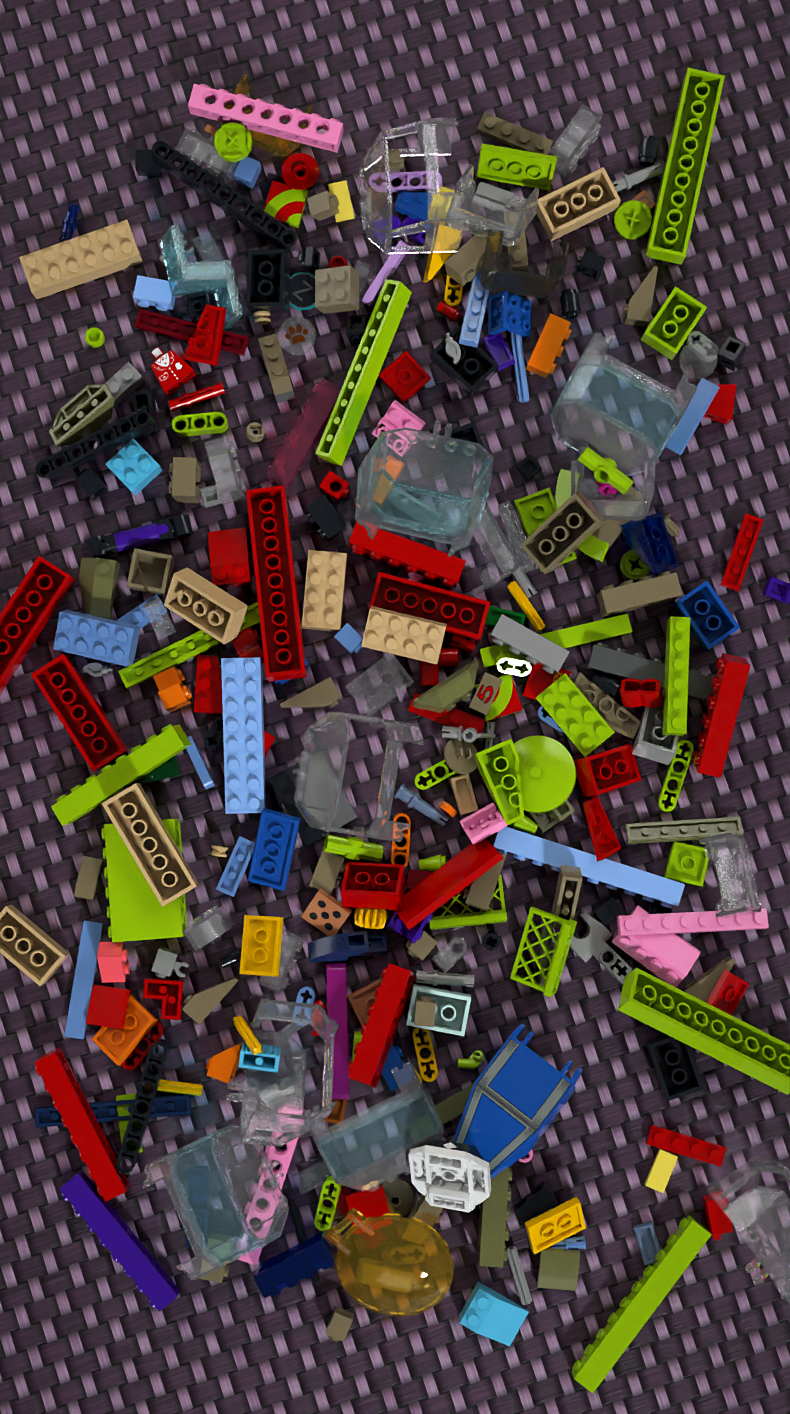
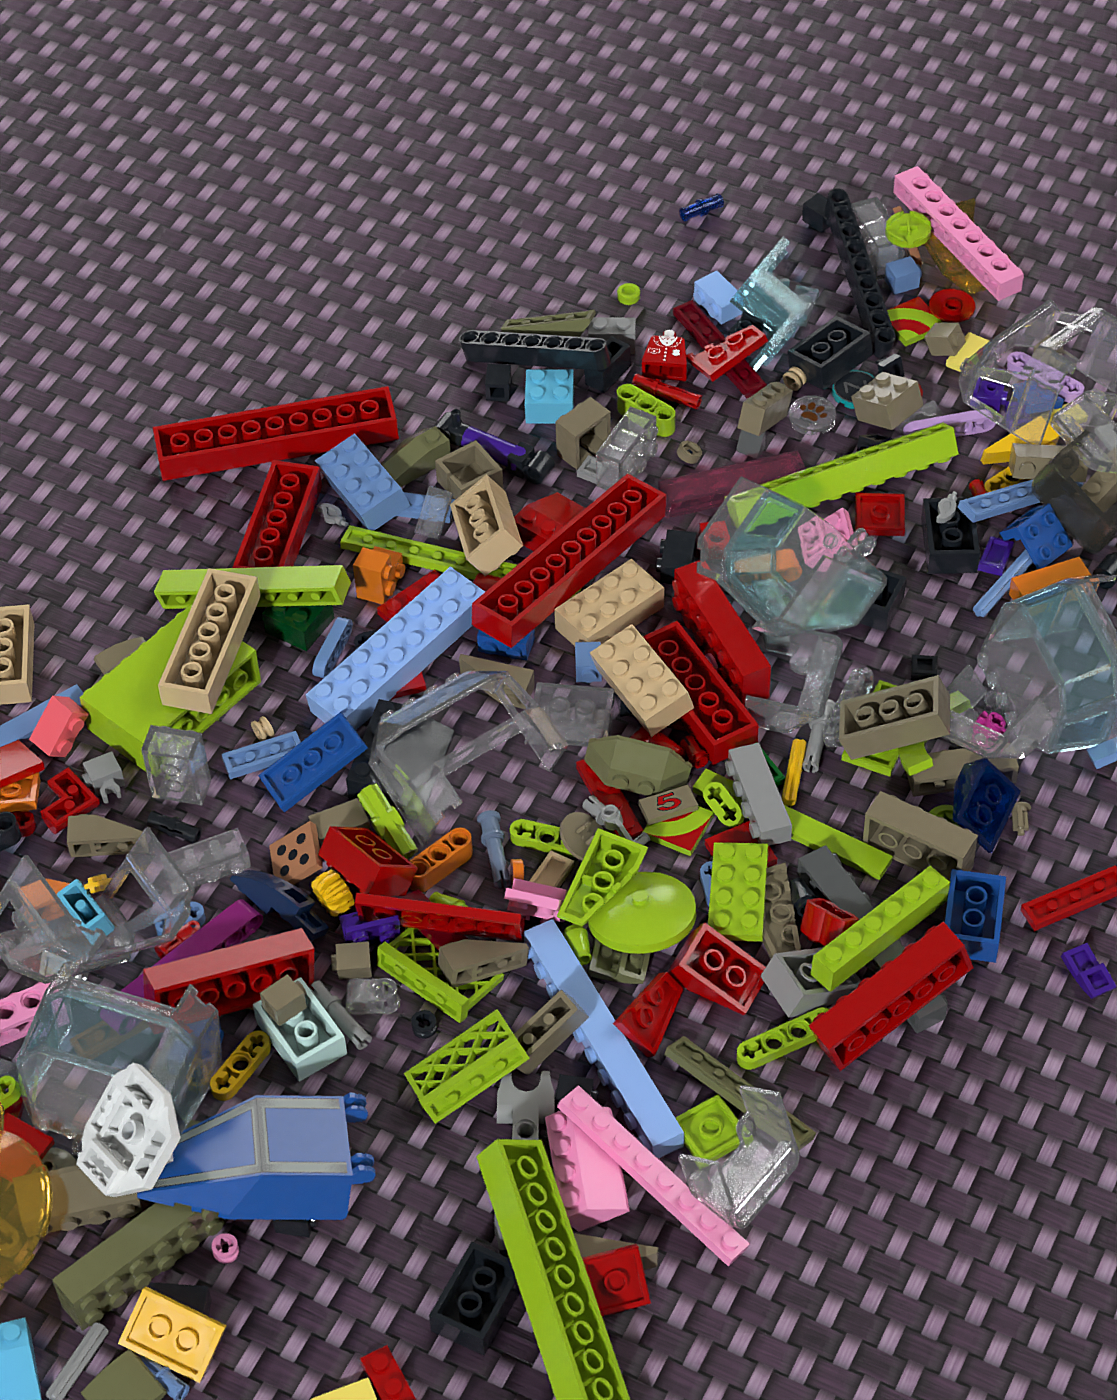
camera: 50 degrees right, 35 degrees down
(81, 259) = (682, 233): tan brick -> none
(261, 945) = (204, 823): yellow plate -> none
(605, 470) = (994, 697): lime piece -> none

